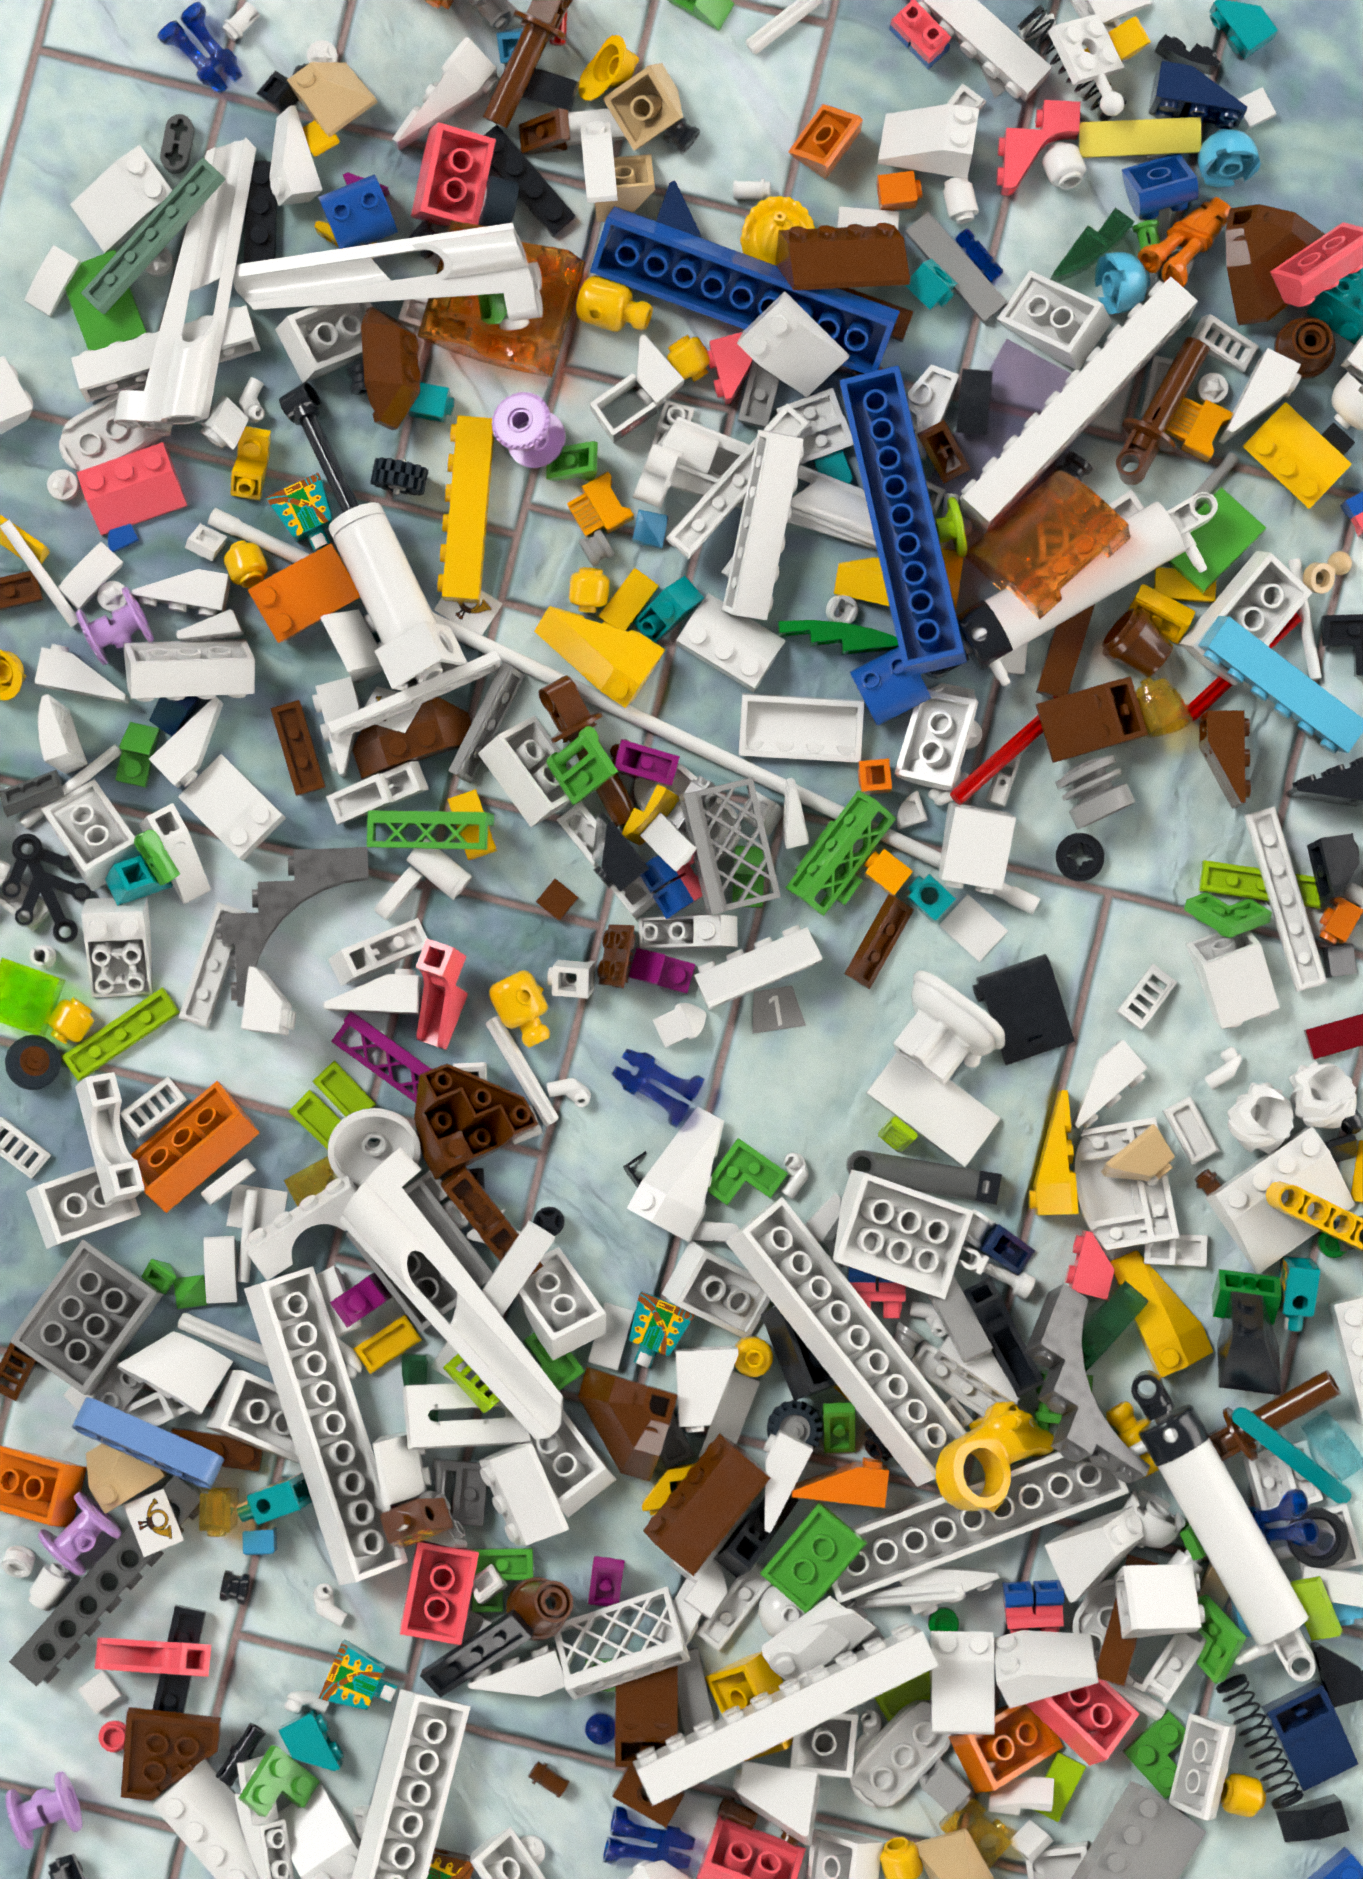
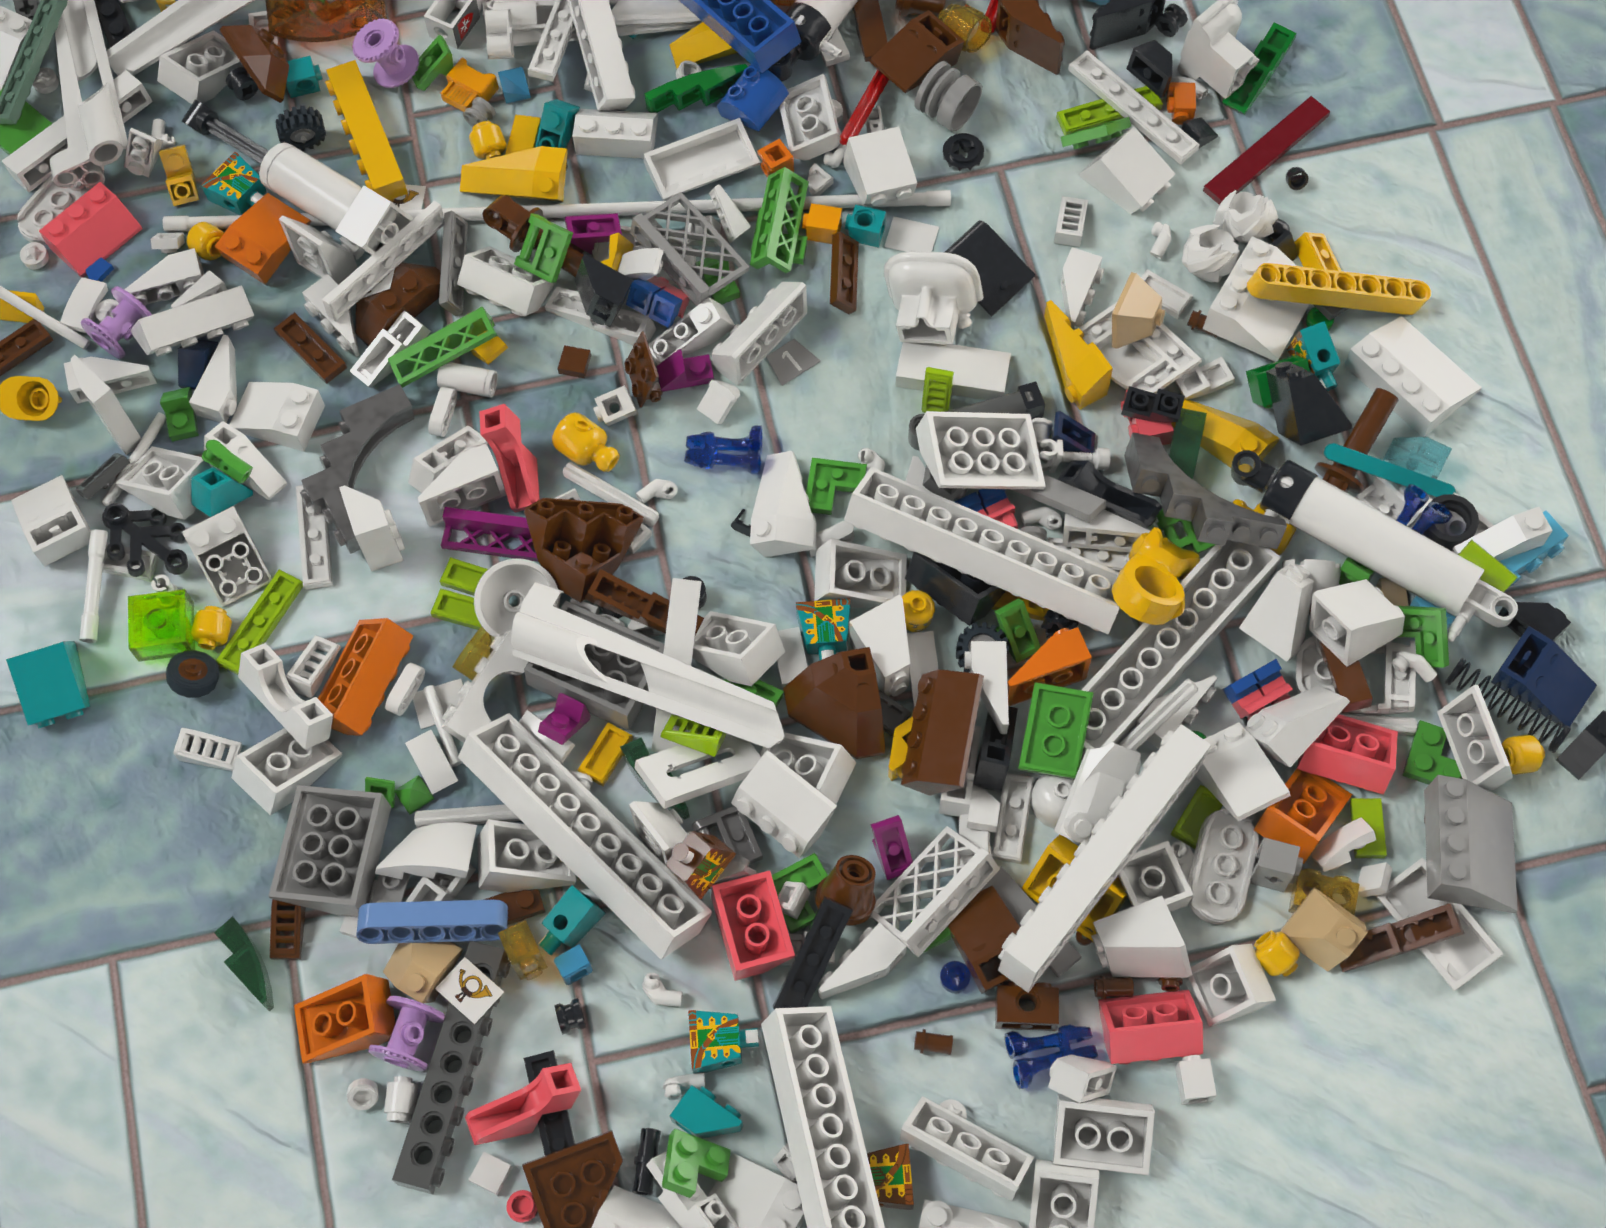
camera: 25 degrees left, 20 degrees down
(1099, 1266) = (1150, 406): none -> black slope
(1193, 1665) = (1415, 661): none -> white arm

